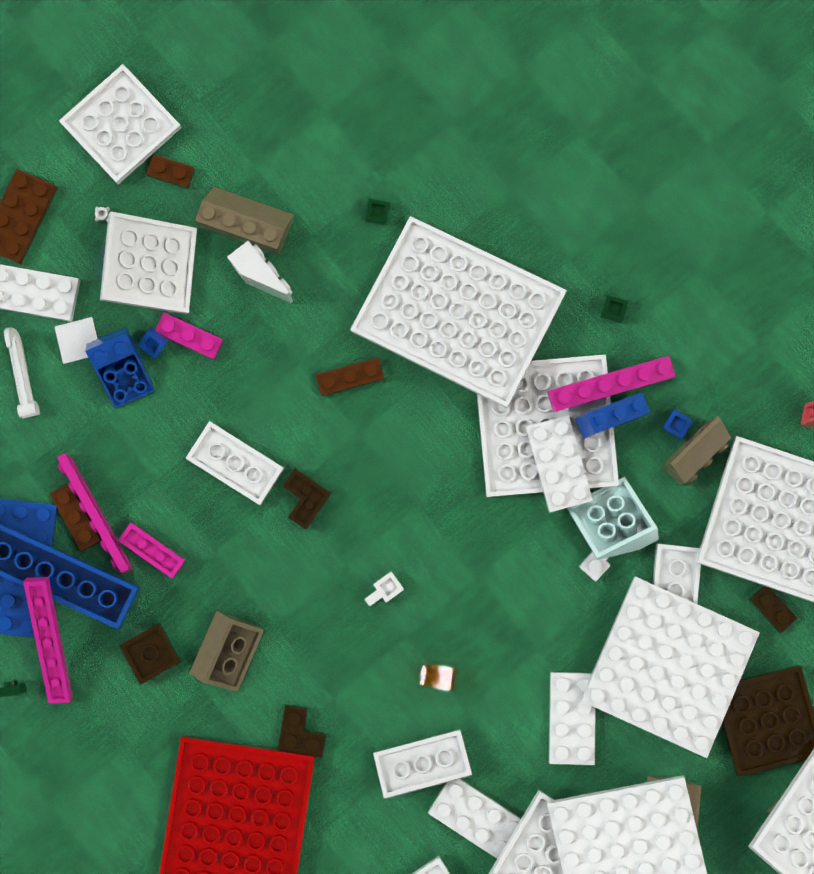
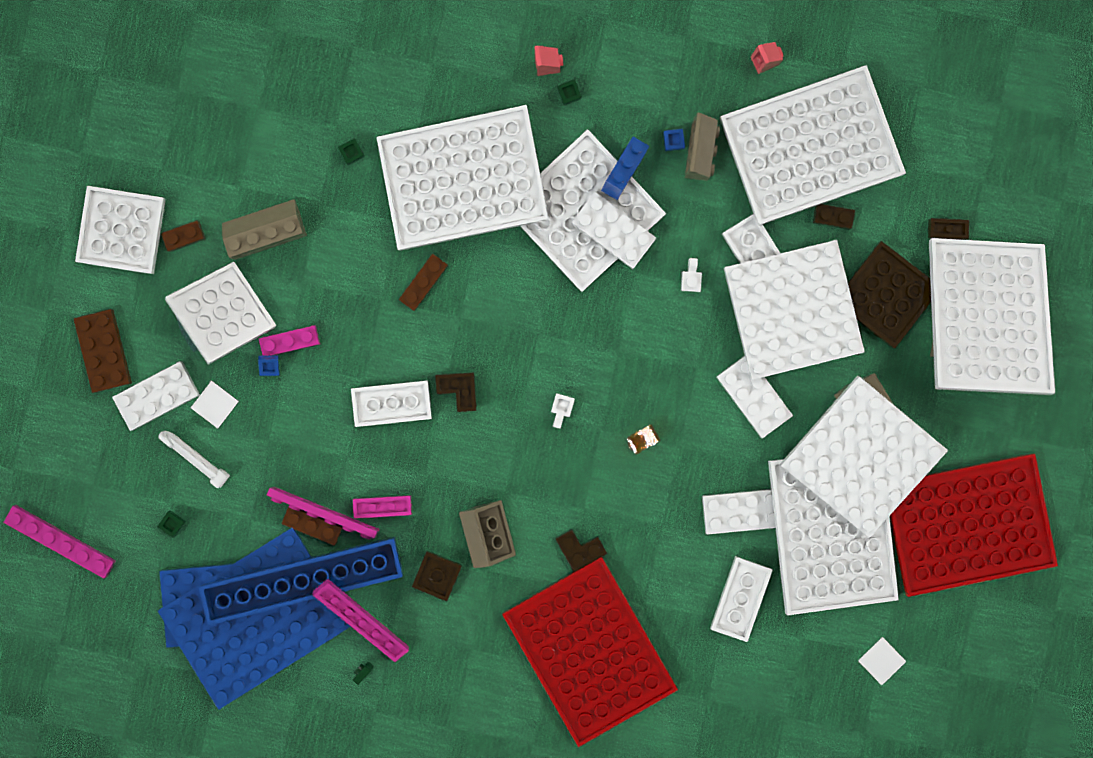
camera: 35 degrees left, 5 degrees up
(102, 214) = (159, 303): white piece -> none
(120, 367) = (259, 400): blue slope -> none
(253, 269) = (299, 260): white slope -> none
(422, 764) = (677, 505): white plate -> none
(611, 384) = (607, 147): dark pink plate -> none
(614, 521) = (682, 240): light aqua slope -> none
(616, 266) = (547, 60): none -> coral slope

